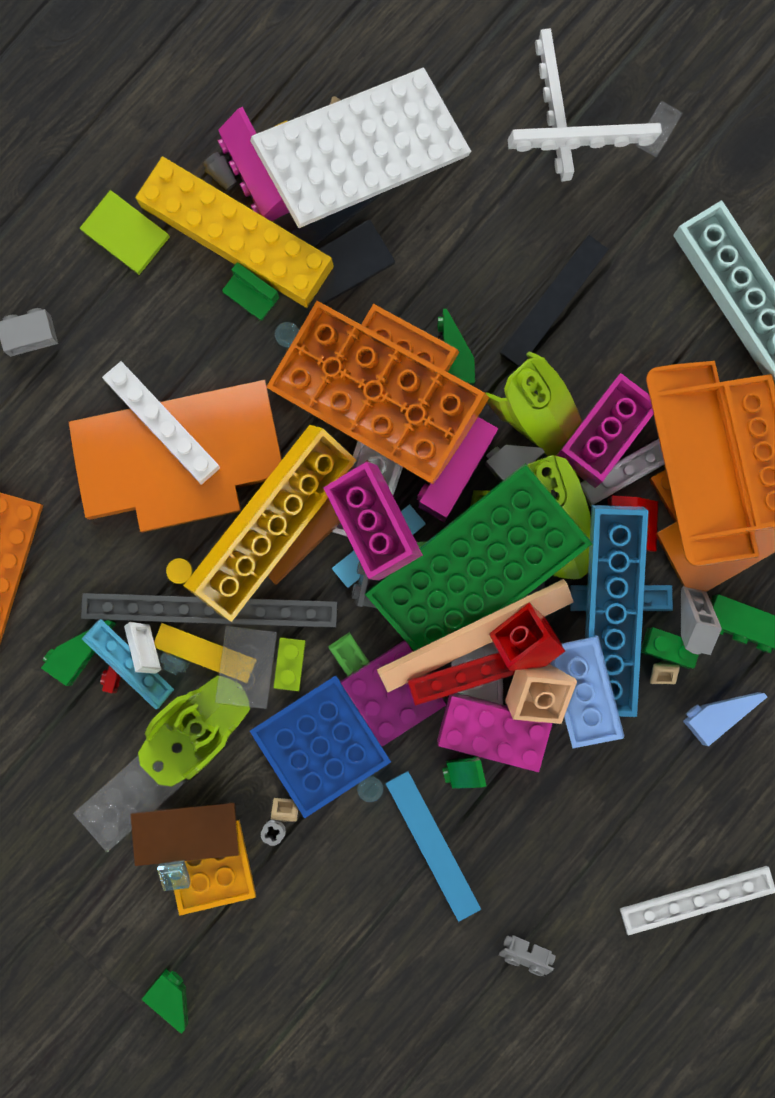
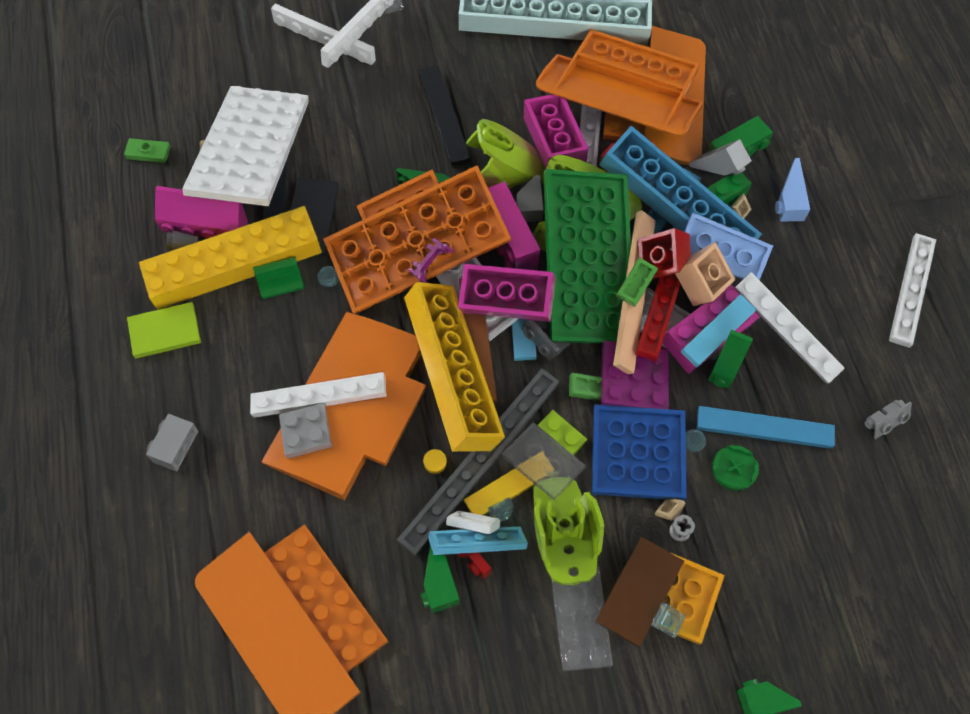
camera: 55 degrees left, 20 degrees down
(119, 438) = (305, 430): none -> light grey plate
(292, 52) = (147, 150): none -> bright green plate
(371, 420) = (438, 249): none -> magenta piece
(371, 842) = (735, 468): none -> green tile
(475, 634) = (636, 282): none -> bright green plate
(486, 744) = (718, 330): none -> medium azure tile
(550, 805) = (789, 328): none -> white plate

